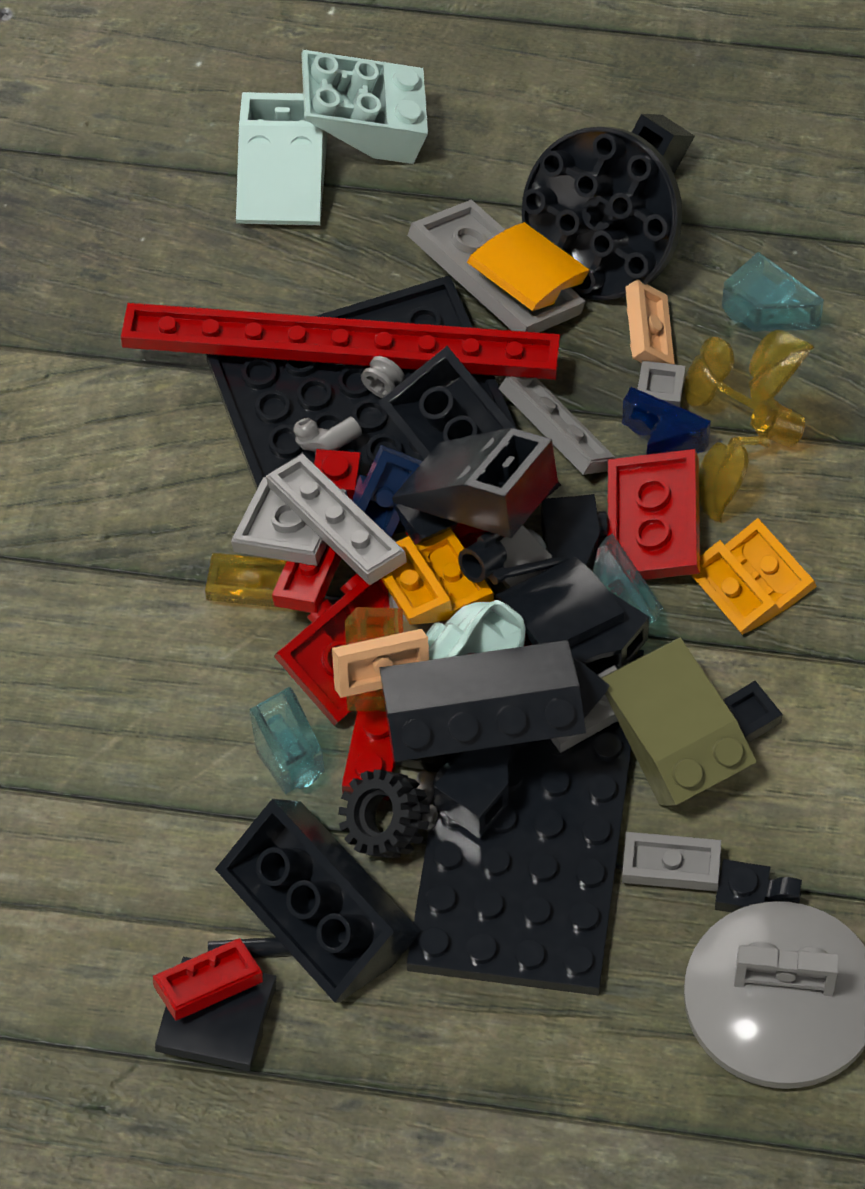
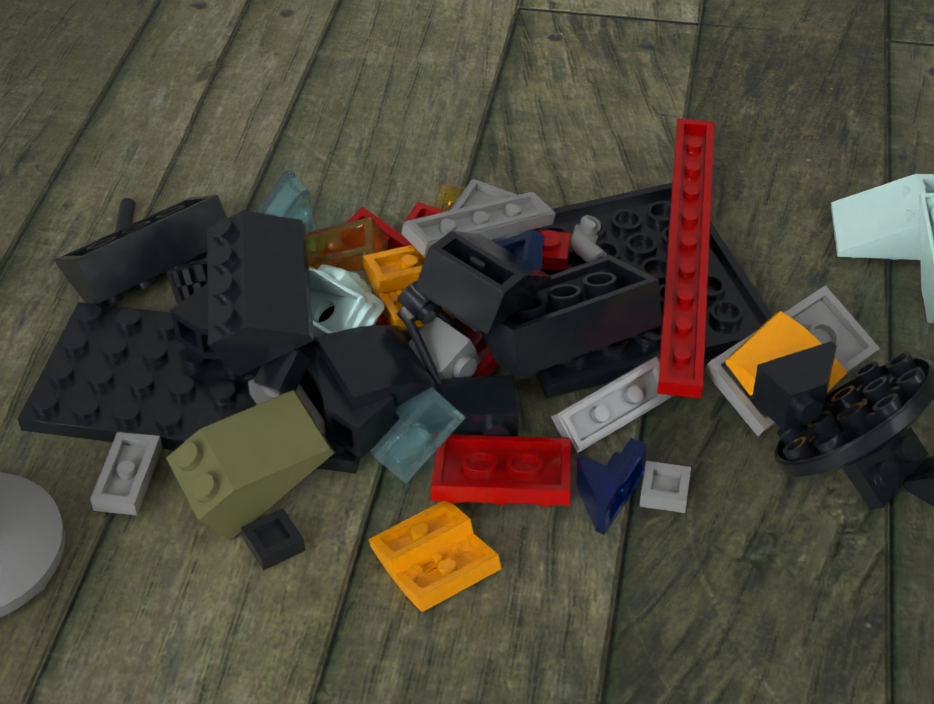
camera: 90 degrees right, 15 degrees down
(207, 979) = (86, 182): red plate -> none
(222, 1032) = (69, 202): black slope -> none
(358, 663) = (320, 234): light nougat plate -> none
(382, 376) = (651, 266): light grey bush -> none
(582, 245) = (795, 386): none -> black slope
(649, 323) = (738, 478): light nougat plate -> none
(750, 884) = (86, 533): black plate -> none
(770, 298) = (788, 579): clear light blue slope -> none
(771, 368) = (615, 569): clear yellow plant -> none

